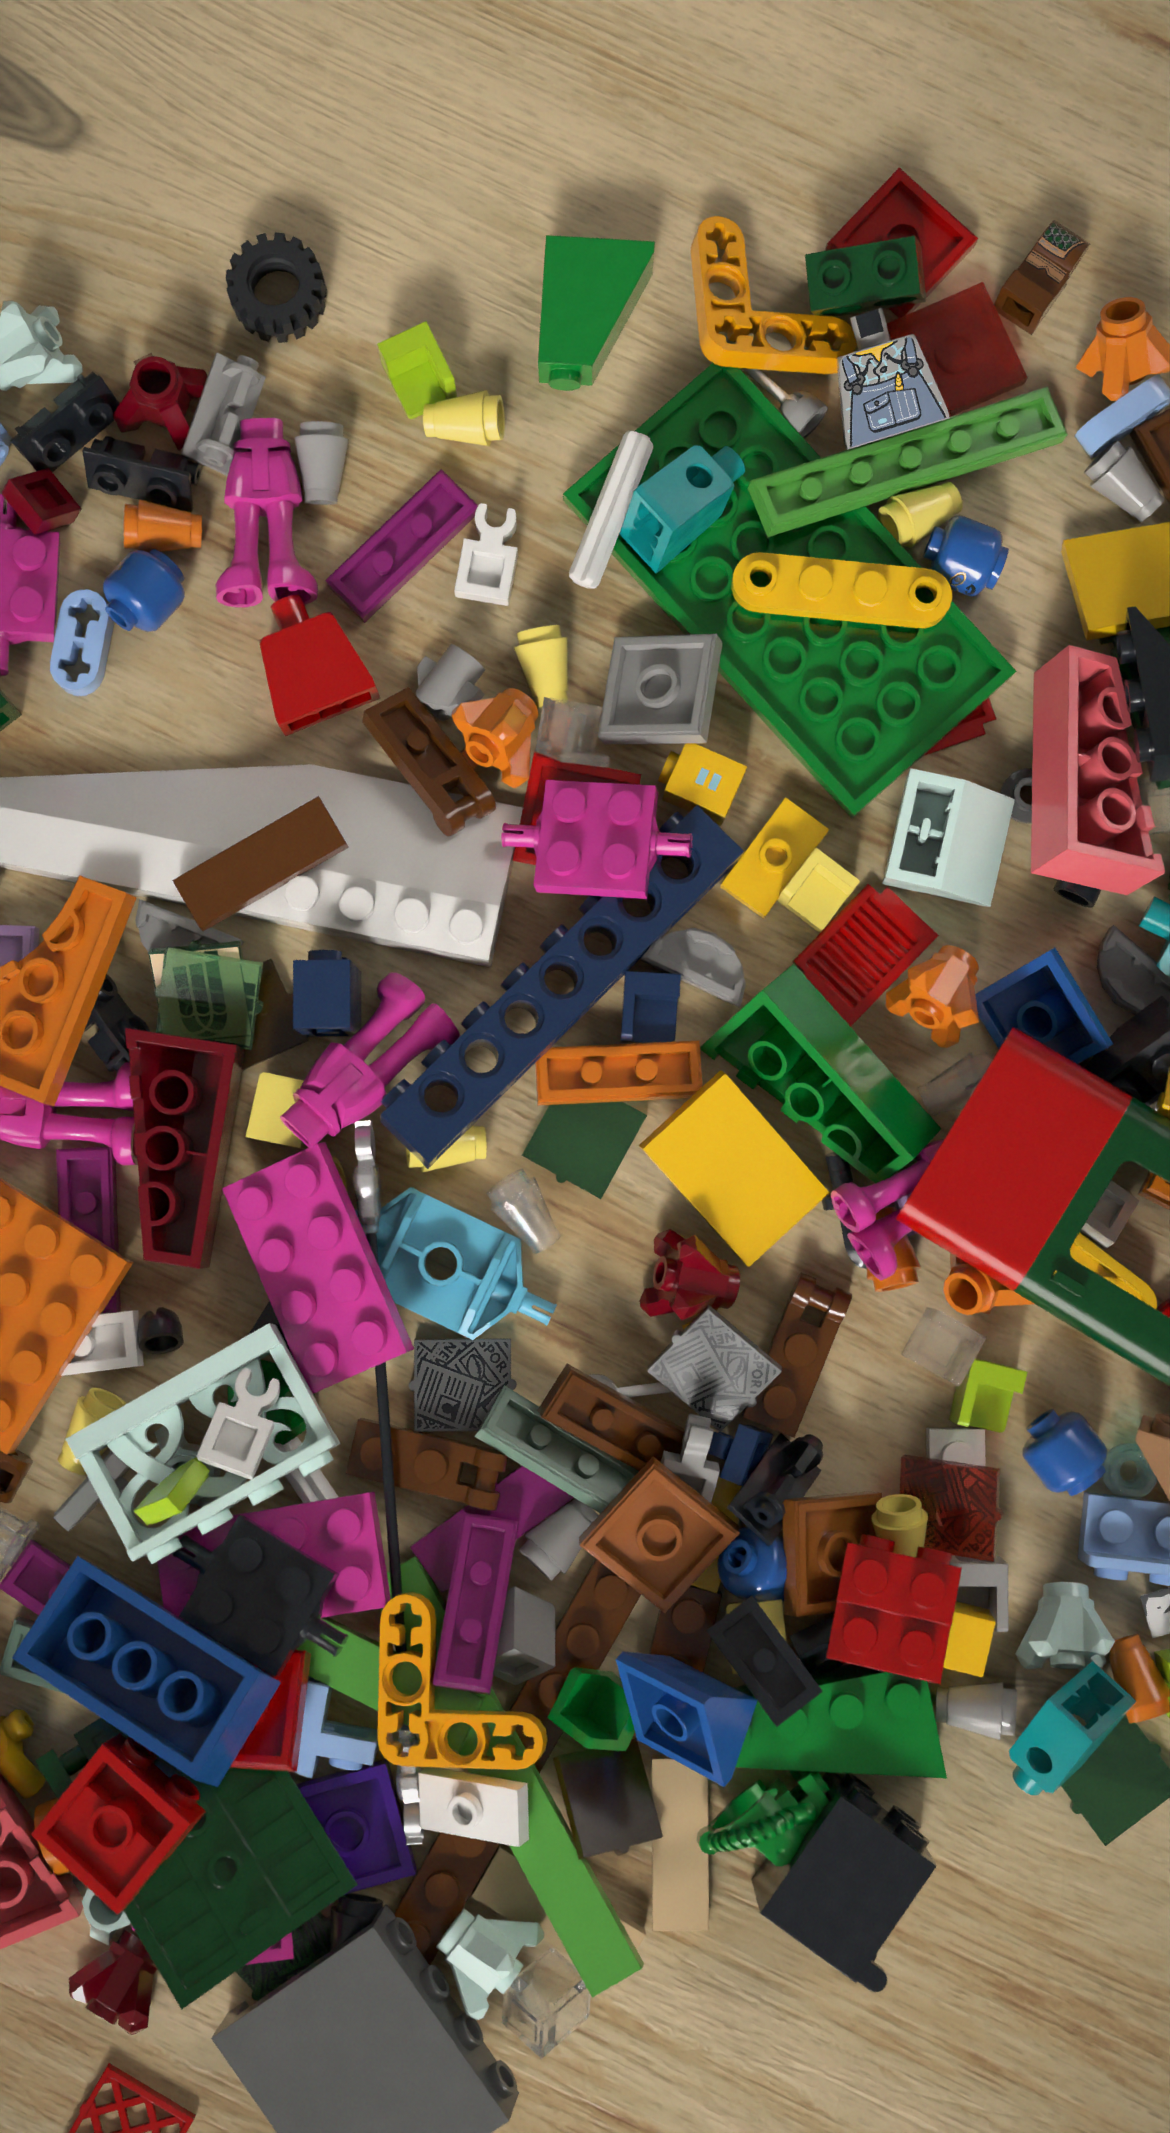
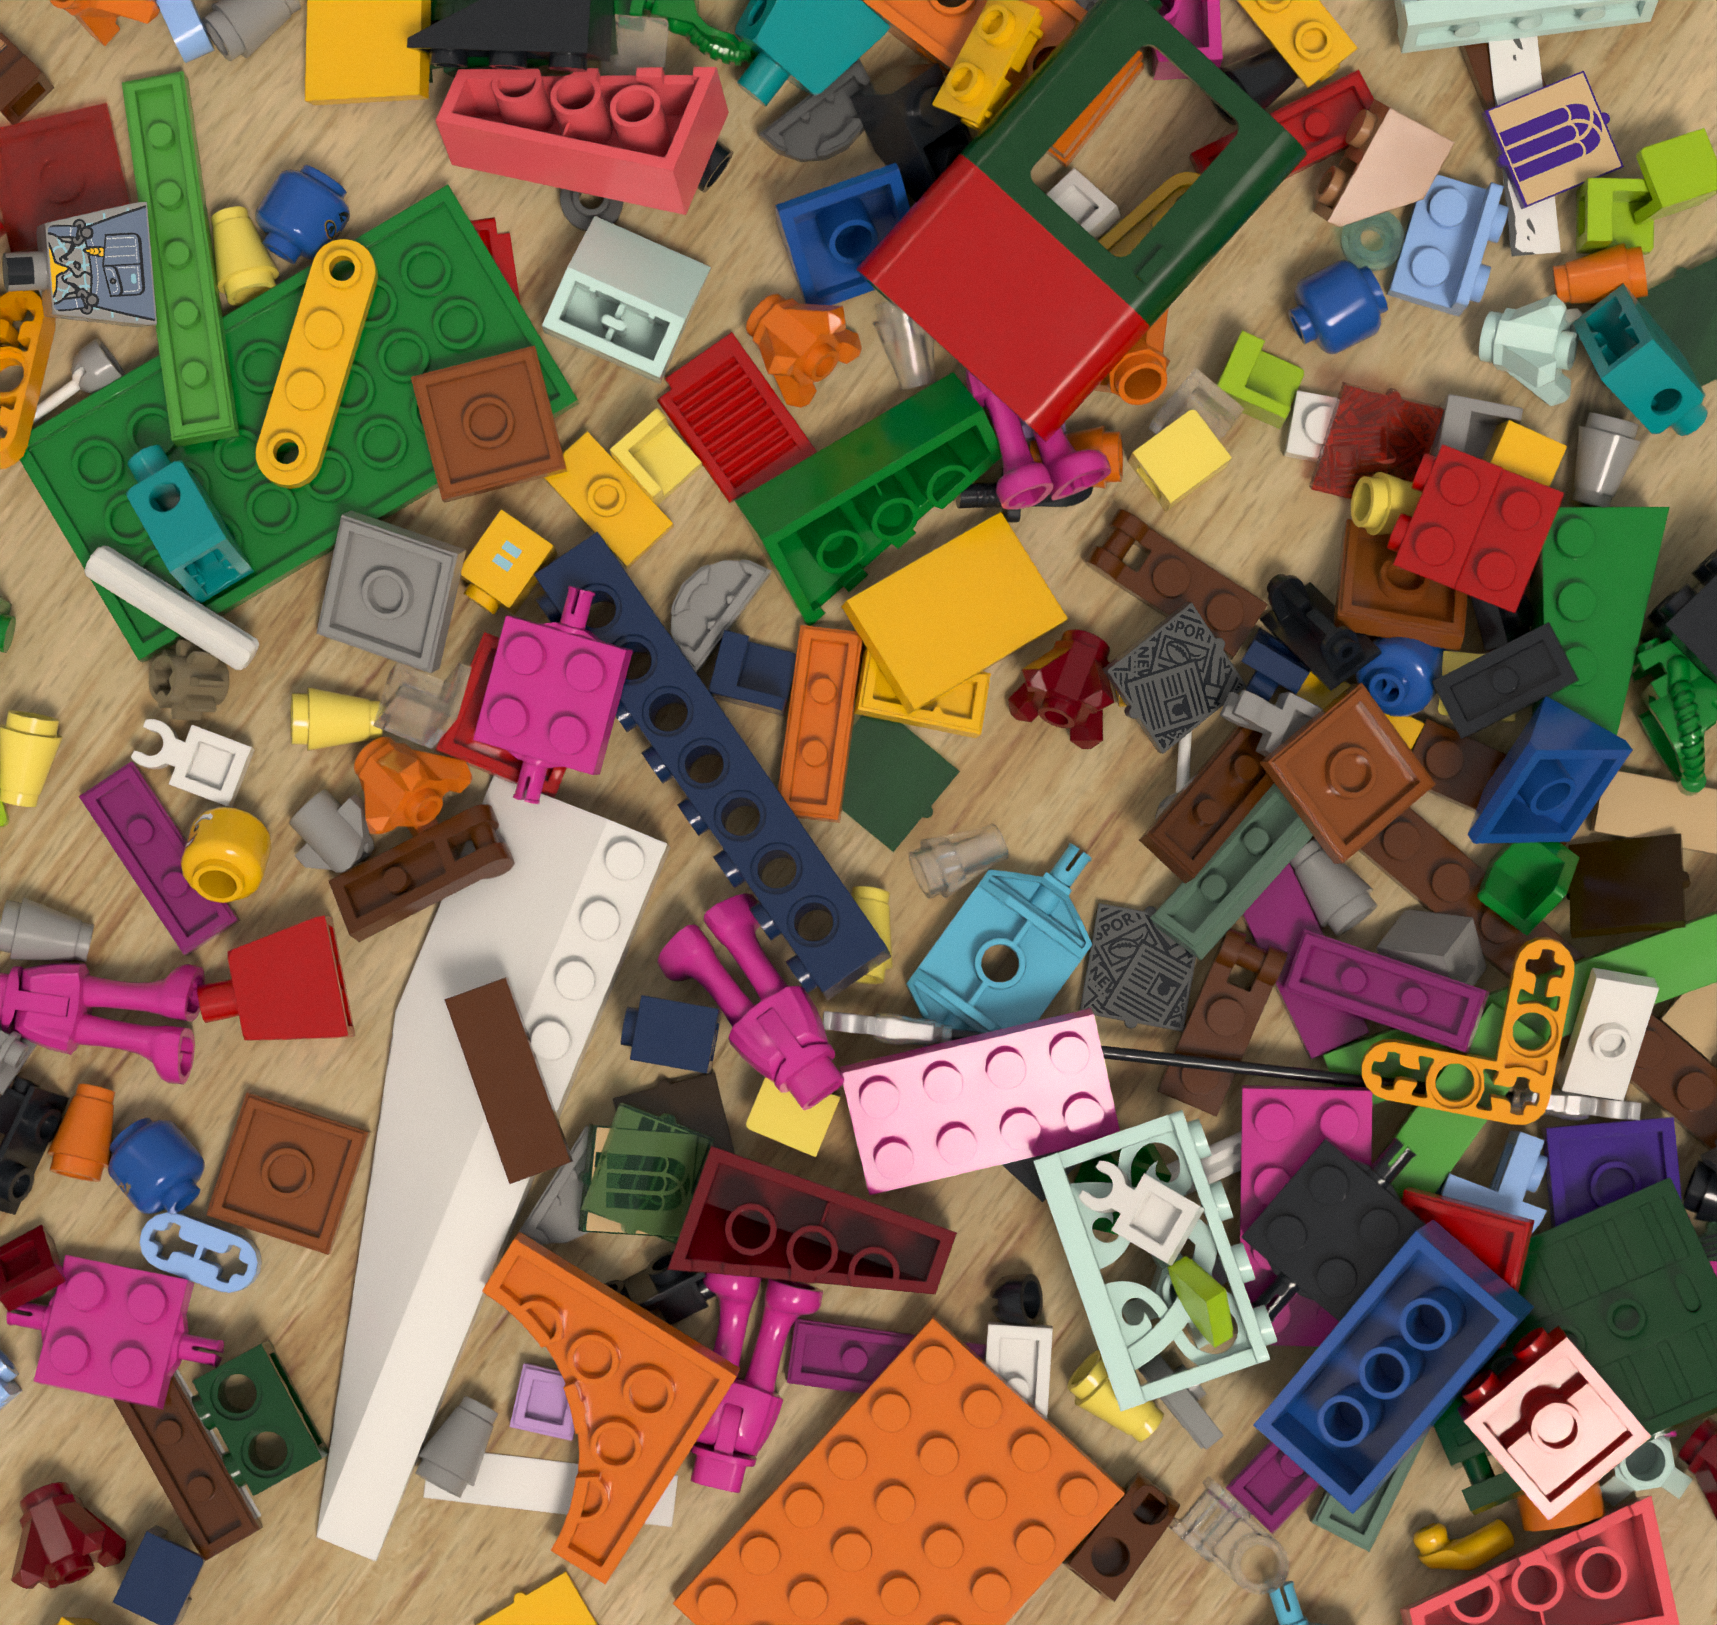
camera: 85 degrees left, 0 degrees up
(160, 702) = (288, 1173): none -> dark orange tile
(412, 596) = (226, 854): none -> yellow head
(552, 537) = (188, 681): none -> dark tan gear
(649, 1185) = (955, 712): none -> yellow plate
(818, 743) = (489, 424): none -> dark orange tile
(904, 1338) = (1179, 459): none -> light yellow panel

